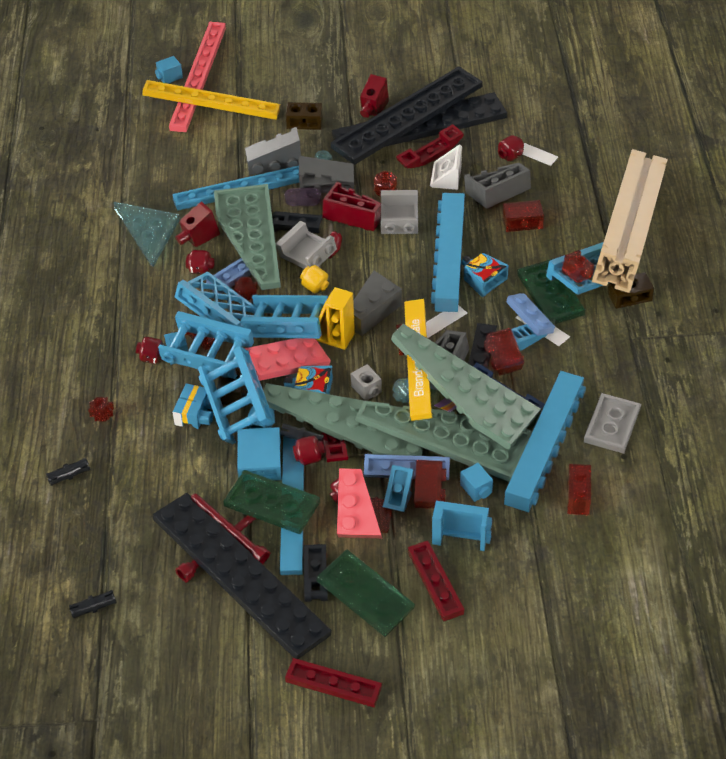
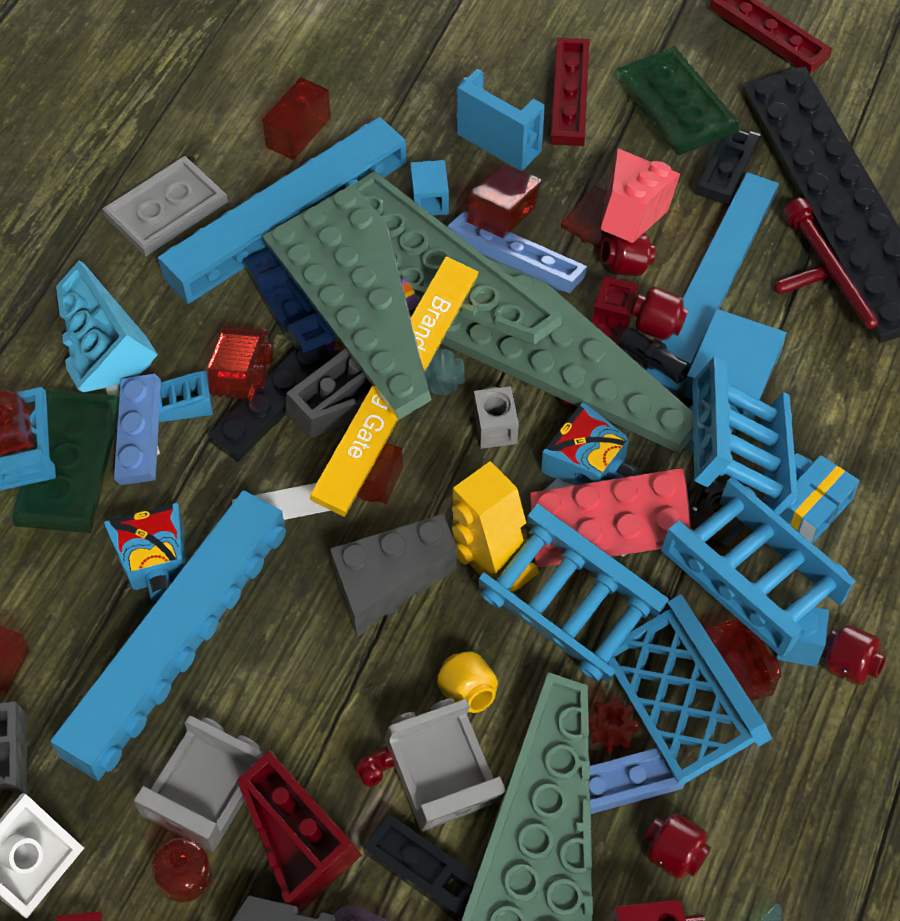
camera: 155 degrees left, 10 degrees up
(272, 502) = (752, 268): clear green plate -> none
(398, 488) = (550, 216): dark azure slope -> none
(574, 338) = (99, 334): none -> medium azure wedge

